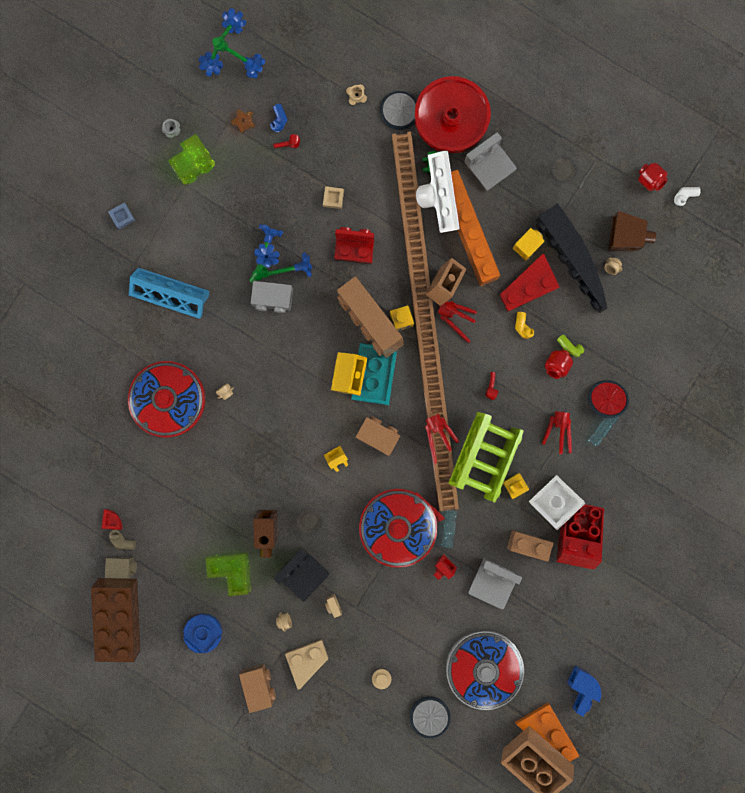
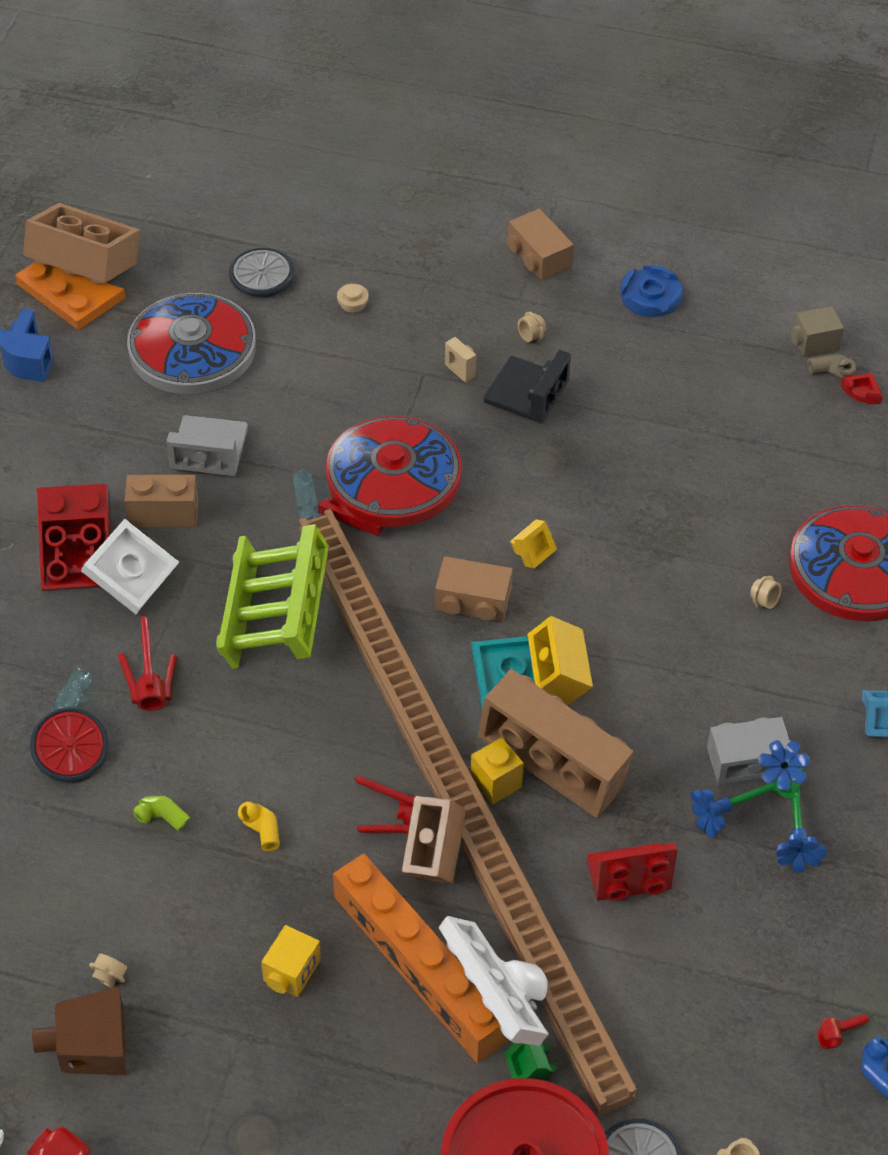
camera: 160 degrees right, 35 degrees down
(115, 619) = (789, 263): reddish brown brick -> none
(236, 569) = (642, 364): clear neon green brick -> none
(265, 525) = (607, 411): reddish brown torso -> none
(306, 661) = (477, 294): tan wing -> none
(333, 197) = (706, 946): tan plate -> none
(436, 424) = (377, 614): red plant -> none
(444, 567) = (296, 443): red tile -> none
(490, 162) = (414, 1095): light grey bracket -> none
(491, 393) = (291, 705): red hand -> none
(515, 486) = (207, 582): yellow tile -> none
(530, 285) = (262, 901): red wing -> none
(558, 364) = (177, 773): red head -> none
(573, 253) = (200, 971): black slope -> none

